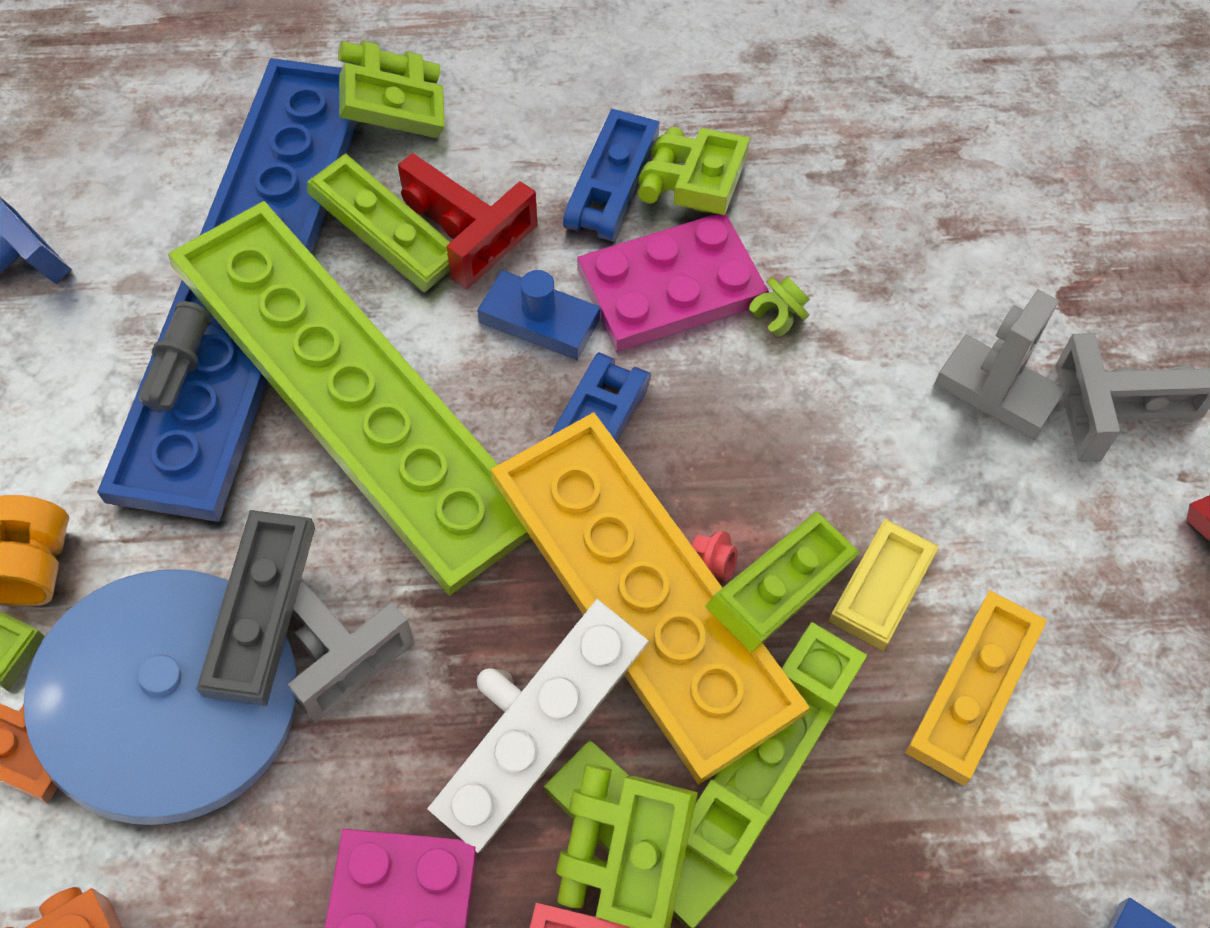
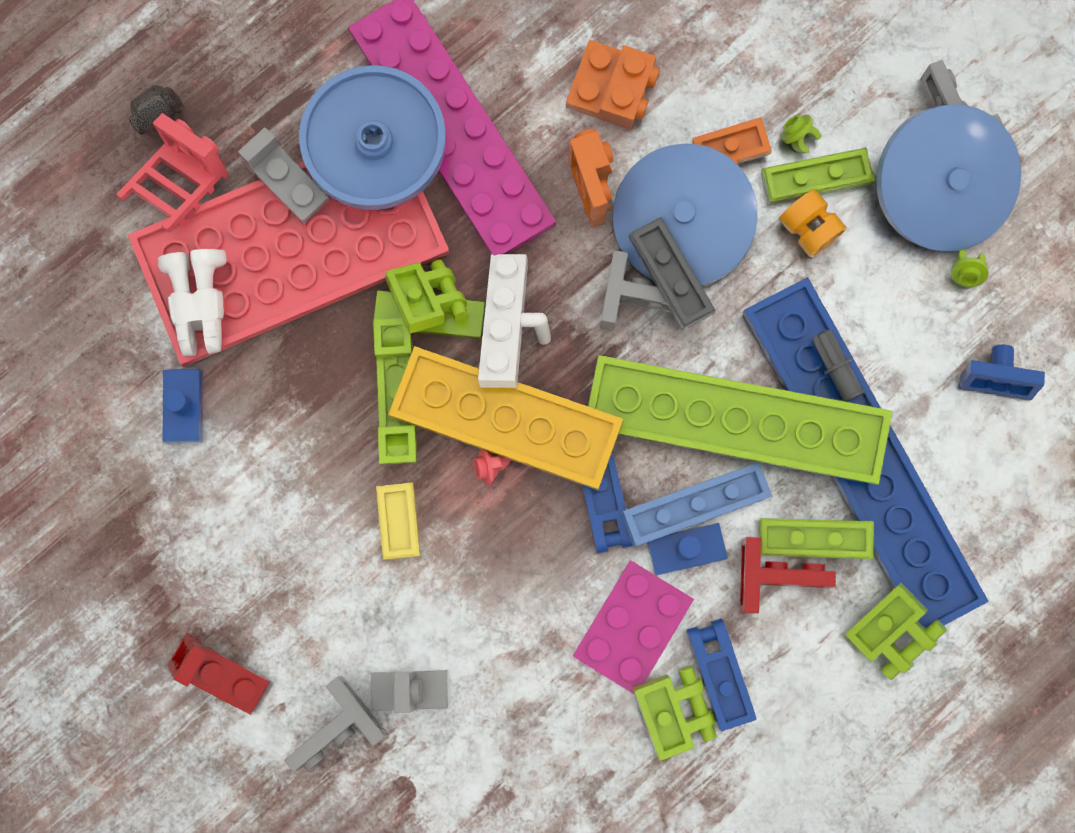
camera: 145 degrees right, 20 degrees up
(221, 856) = (590, 169): none -> orange plate
(490, 338) = (696, 504): none -> medium blue plate
(782, 581) = (443, 474): lime tile -> none
(787, 299) = (558, 657): lime plate -> none
(976, 688) = (321, 494): yellow plate -> none

